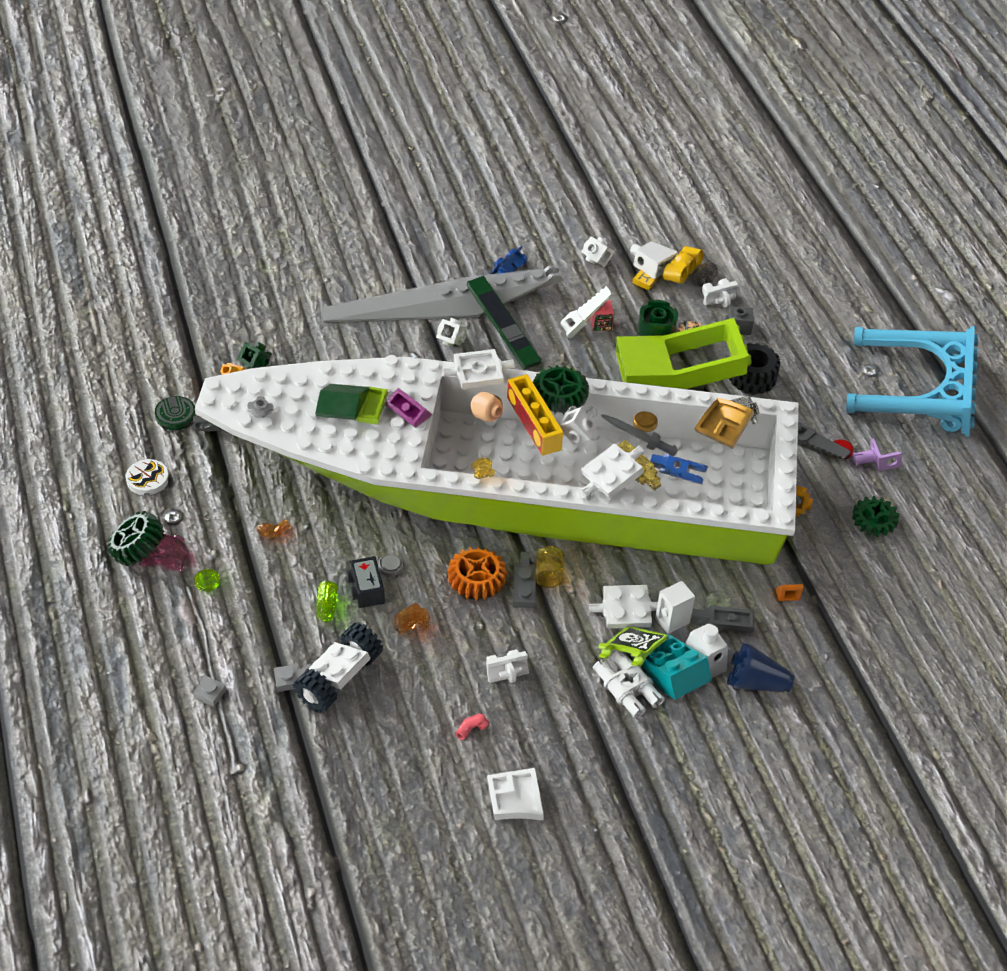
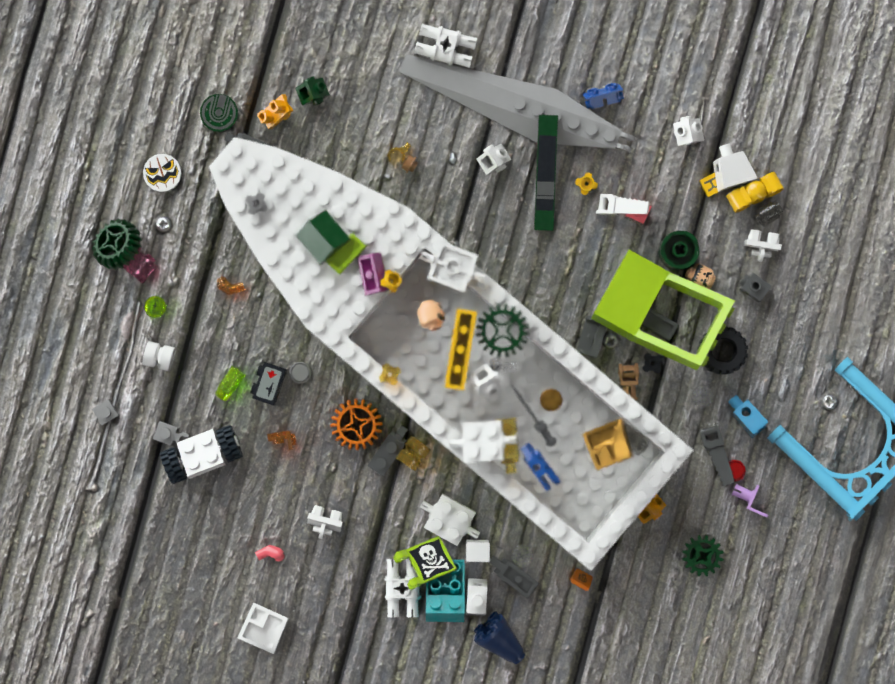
camera: 30 degrees right, 40 degrees up
(229, 612) = (159, 356): none -> white wheel
(351, 285) = (441, 35): none -> white pin
(430, 401) = (396, 280): none -> yellow plate
(543, 320) = (581, 183): none -> yellow plate
(818, 399) = (754, 422): none -> dark azure torso

